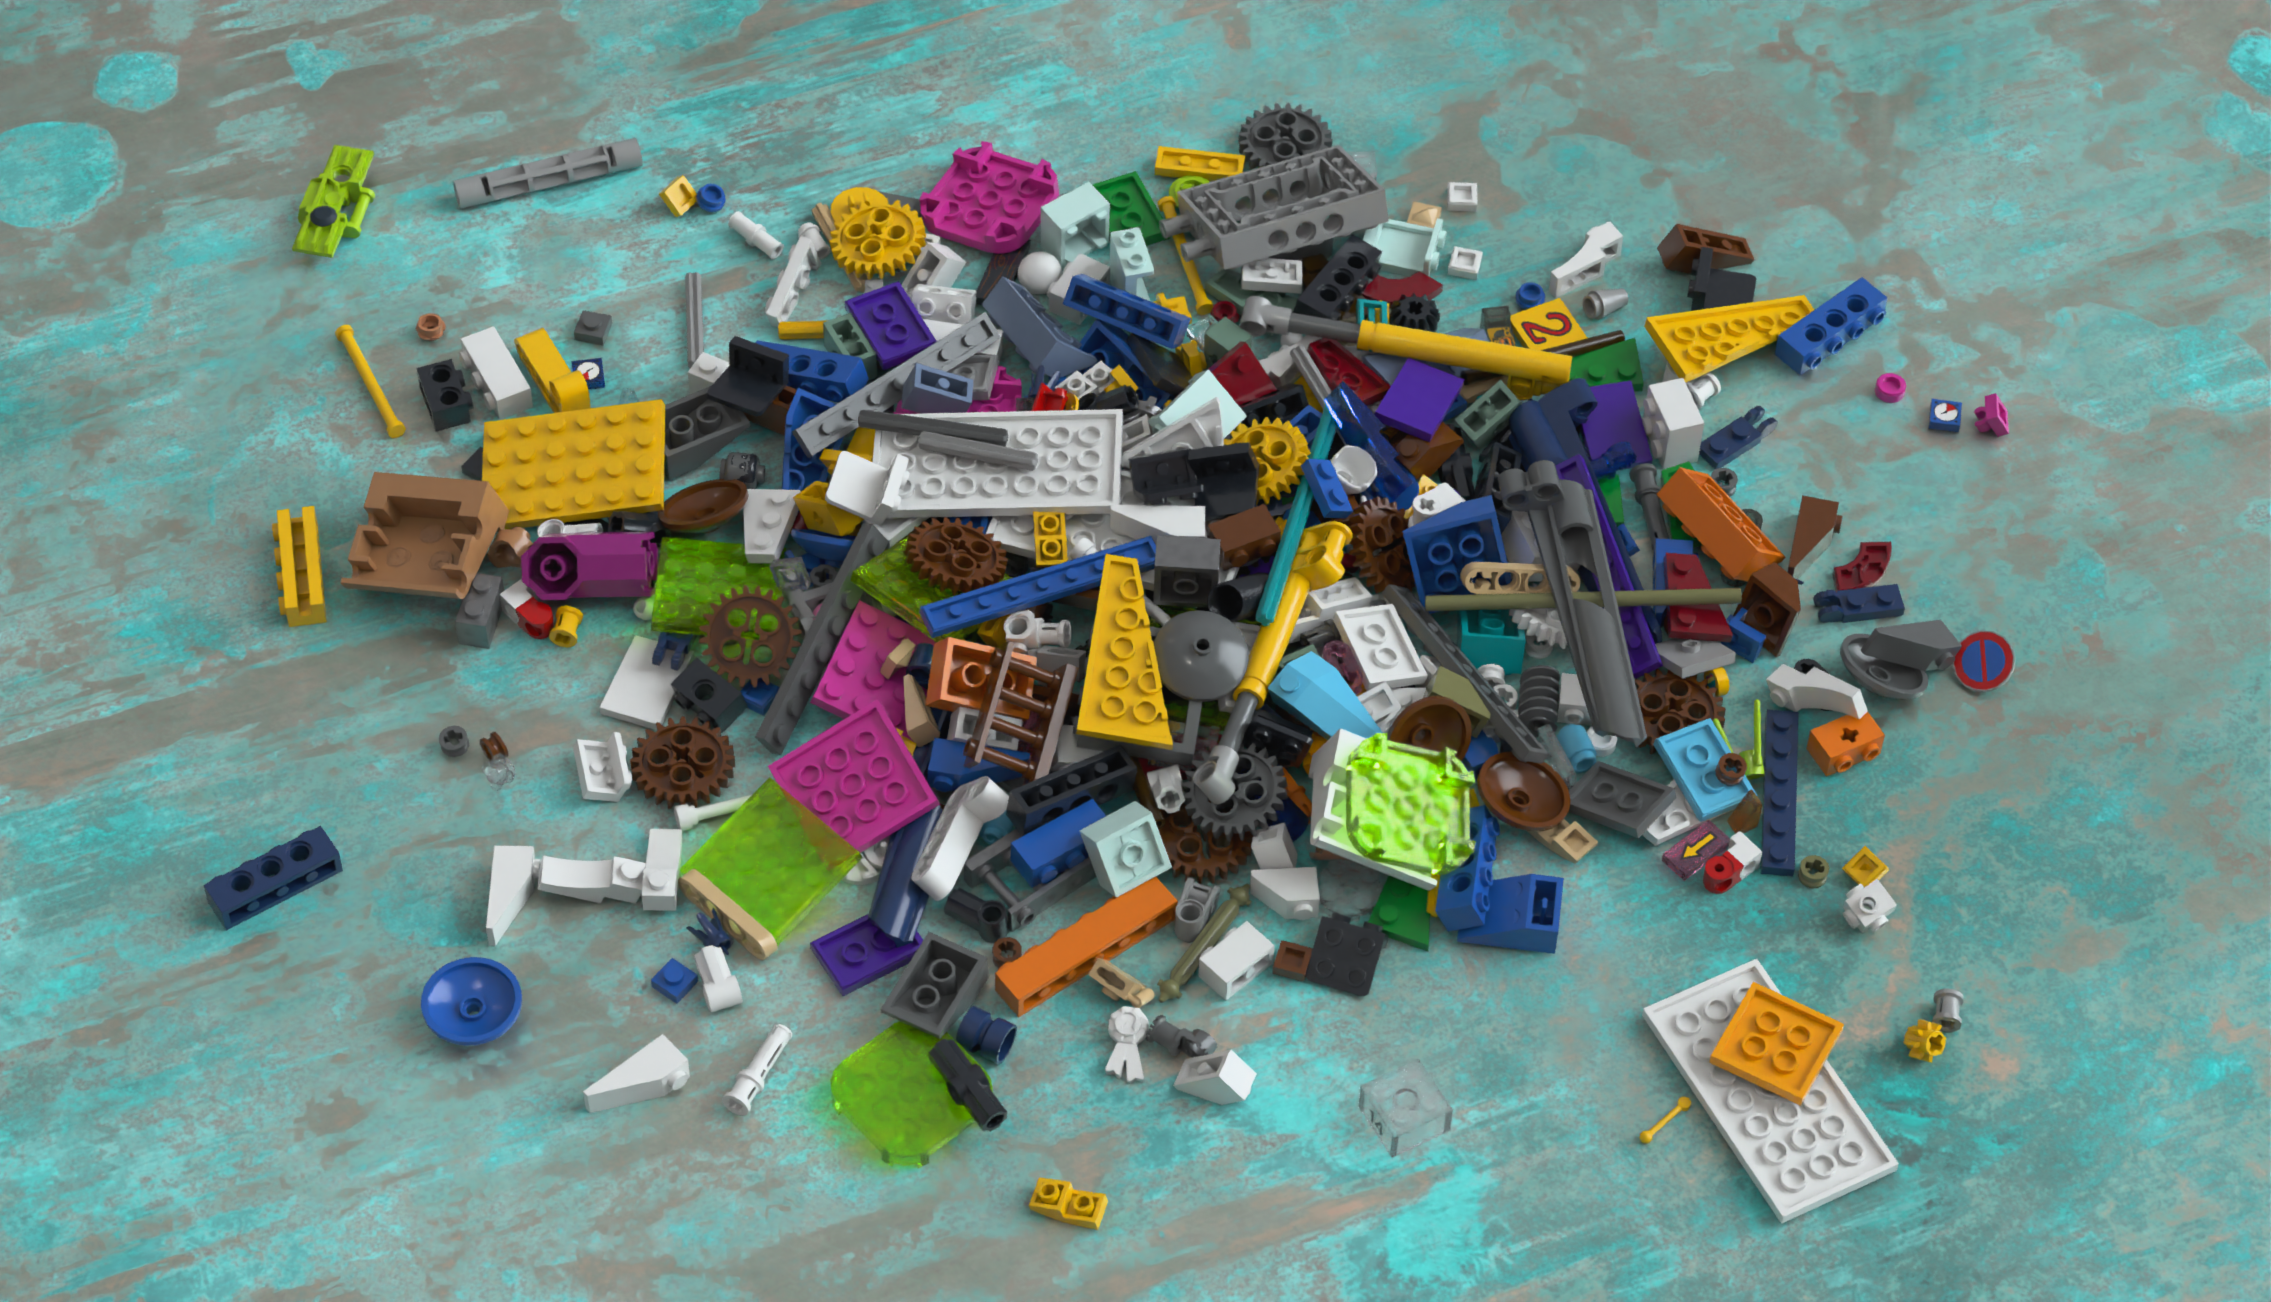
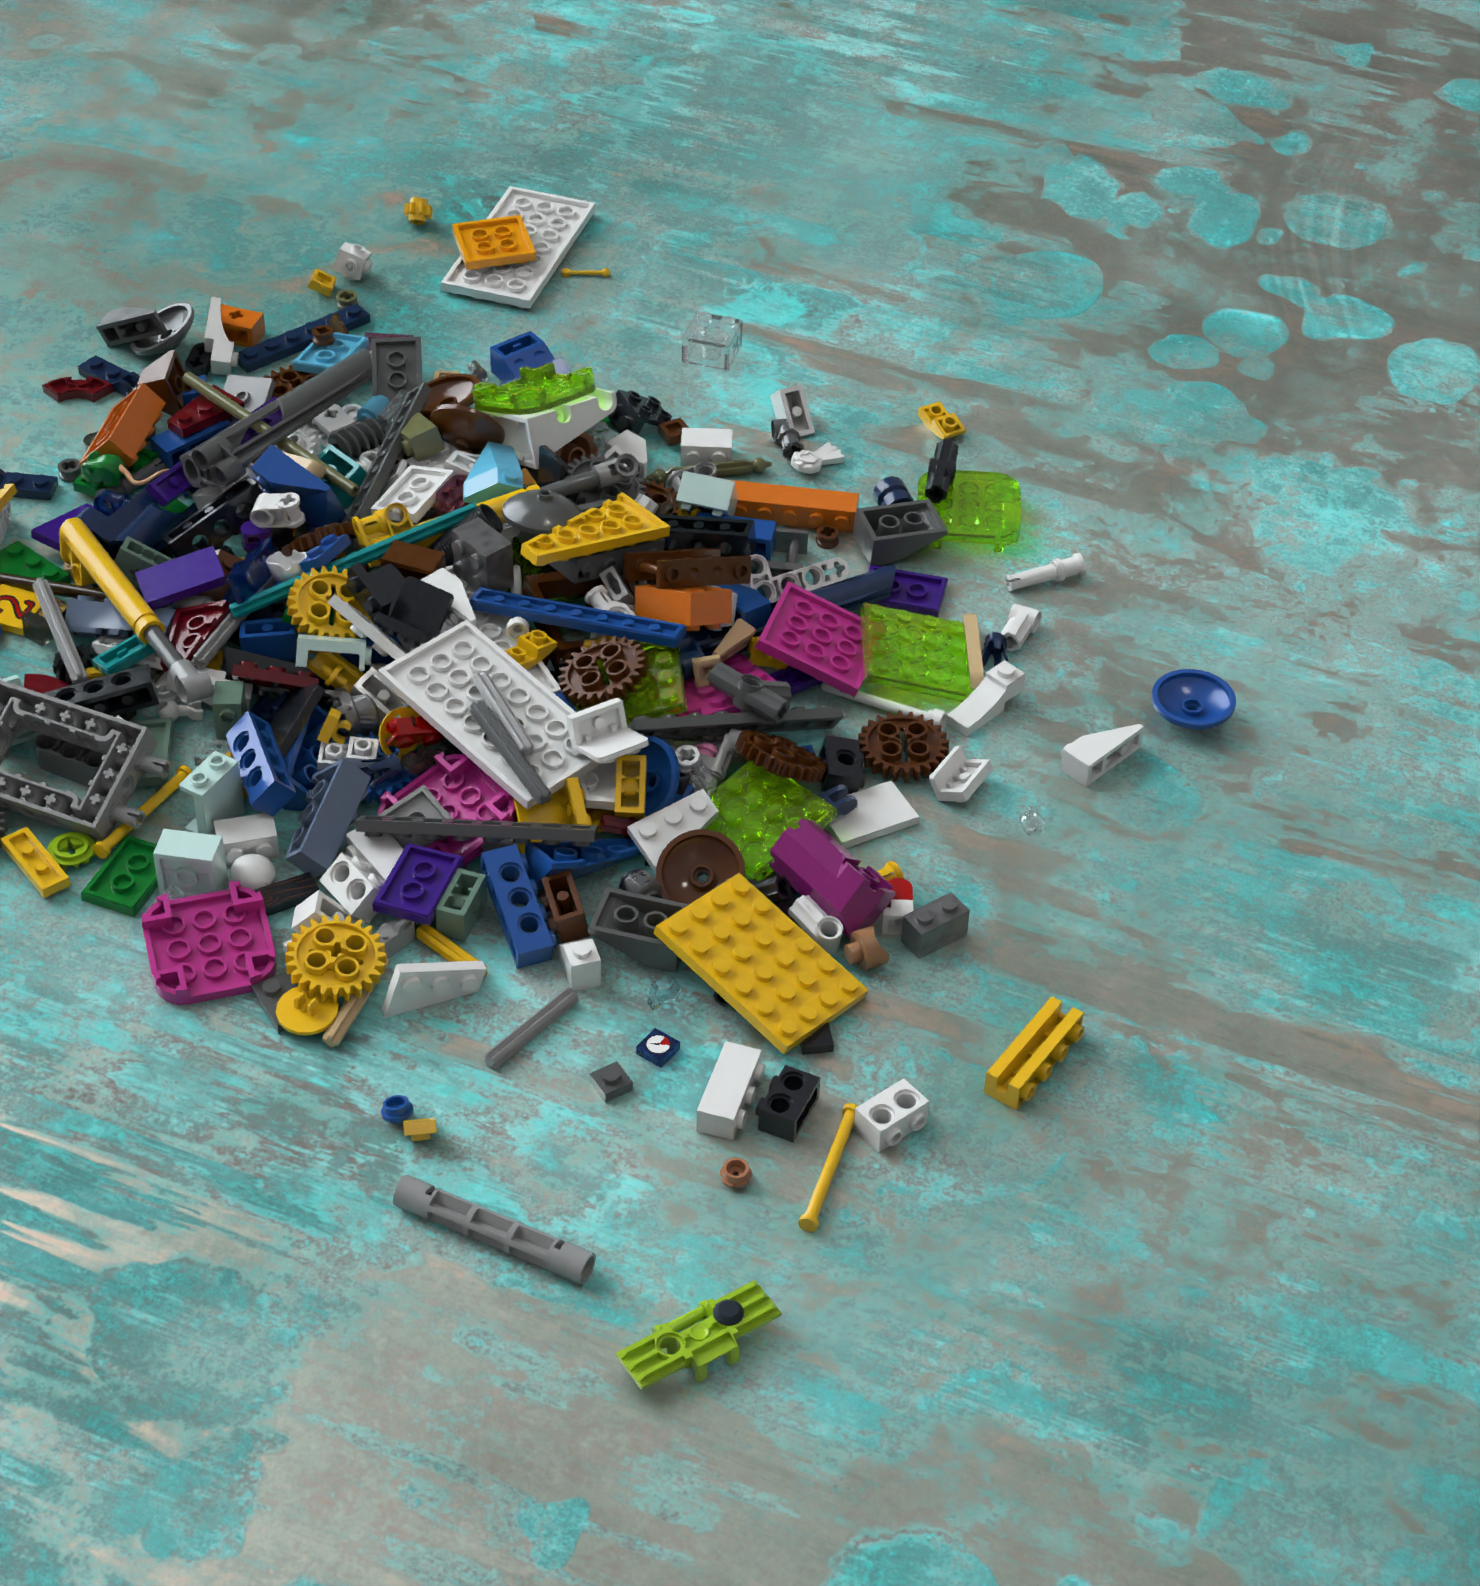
camera: 135 degrees left, 10 degrees down
(266, 891) = (1256, 861): dark blue brick -> none
(359, 440) = (891, 1115): none -> white brick
(424, 535) = (931, 977): medium nougat panel -> none
(460, 735) = (1040, 862): dark grey bush -> none
(493, 746) = (1019, 839): reddish brown bush -> none
(556, 382) = (692, 1048): yellow beam -> none
(592, 879) = (1036, 719): white slope -> none
(642, 1077) = (1125, 610): white slope -> none
(674, 980) = (1043, 649): blue plate -> none
(752, 378) = (579, 896): black bracket -> none
(755, 235) = (404, 1054): white pin -> none
(812, 232) = (366, 1023): white pin -> none
(818, 661) = (752, 693): none -> dark grey piece
(821, 577) = (688, 752): none -> white bush
(936, 391) = (465, 793): sand blue brick -> none
(978, 914) = (819, 548): black piece -> none
(1119, 398) = (363, 710): black piece -> none
(1120, 984) = (784, 474): tan piece -> none
(1225, 309) = (182, 755): dark red plate -> none
(1452, 307) = (60, 631): none -> light grey axle
(1570, 887) = (478, 371): none -> clear smoke arm
(1655, 468) = (108, 470): none -> green animal
(1672, 423) = (50, 490): white brick -> none
(1733, 865) = (384, 321): leg -> none
(1752, 757) = (295, 348): lime plant -> none
(1813, 532) = (79, 410): reddish brown slope -> none
(1947, 1009) = (385, 216): light grey bush -> none
(1984, 661) = (100, 301): piece -> none

